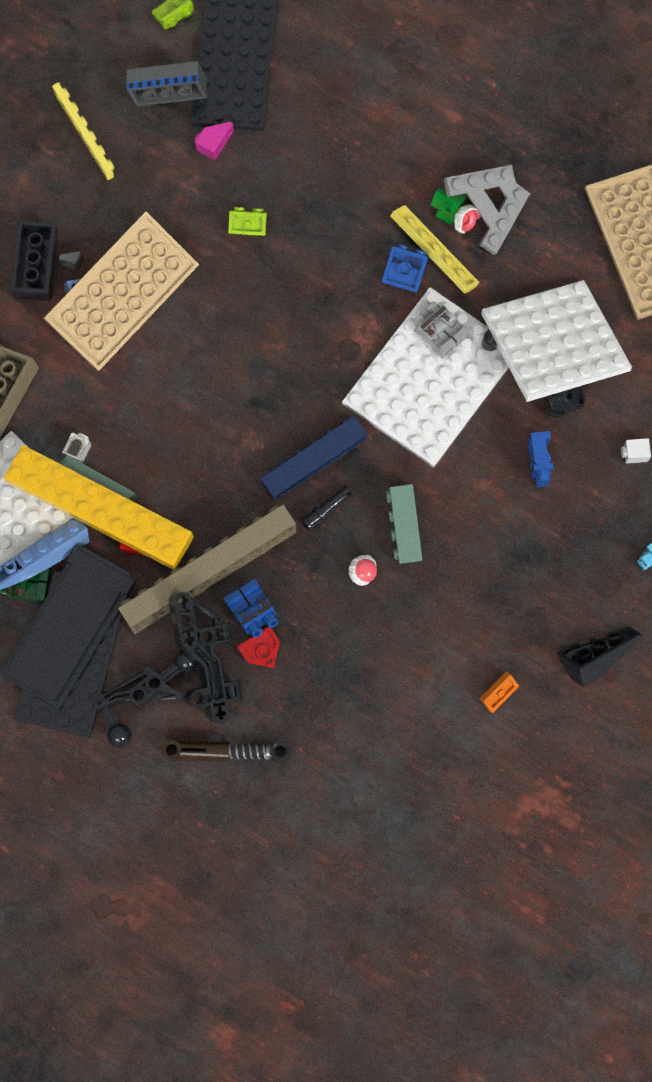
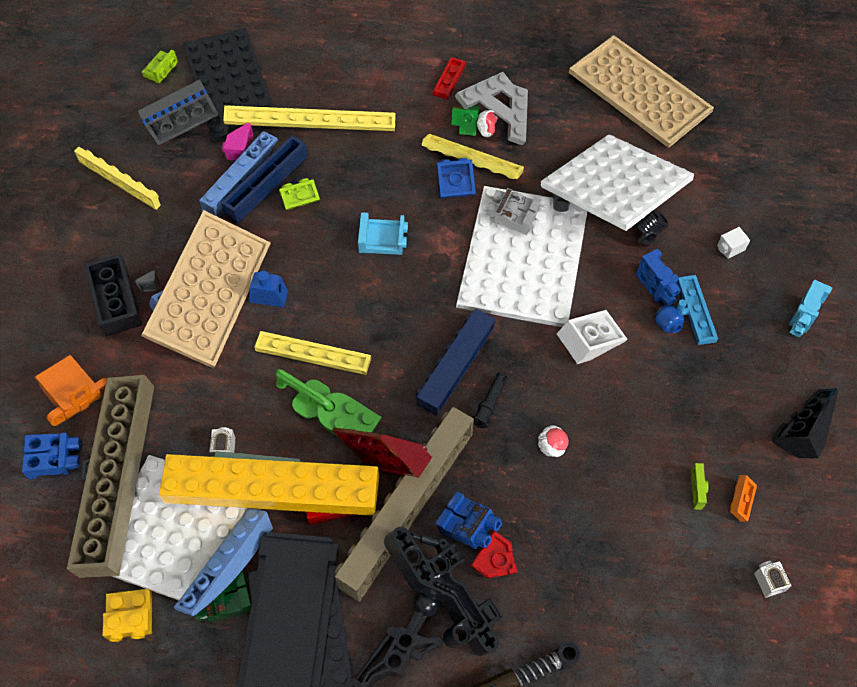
camera: 25 degrees left, 15 degrees down
(173, 314) = (267, 289): none -> blue torso
(190, 394) = (313, 353): none -> light yellow plate
(192, 472) = (316, 401): none -> bright green plate
(198, 177) = (237, 173): none -> medium blue slope
(208, 519) = (386, 452): none -> dark red slope
(221, 193) = (264, 179): none -> dark blue brick
(293, 140) = (309, 118): none -> light yellow plate
(306, 299) = (382, 235): none -> medium azure panel
(405, 524) = (570, 381): sand green wedge -> none
(449, 486) = (591, 336): none -> white slope
(458, 145) = (449, 78): none -> red tile
(467, 665) = (699, 486): none -> lime plate
(482, 768) = (772, 578): none -> brick
(530, 501) = (669, 319): none -> blue head
(560, 502) = (696, 309): none -> dark azure plate

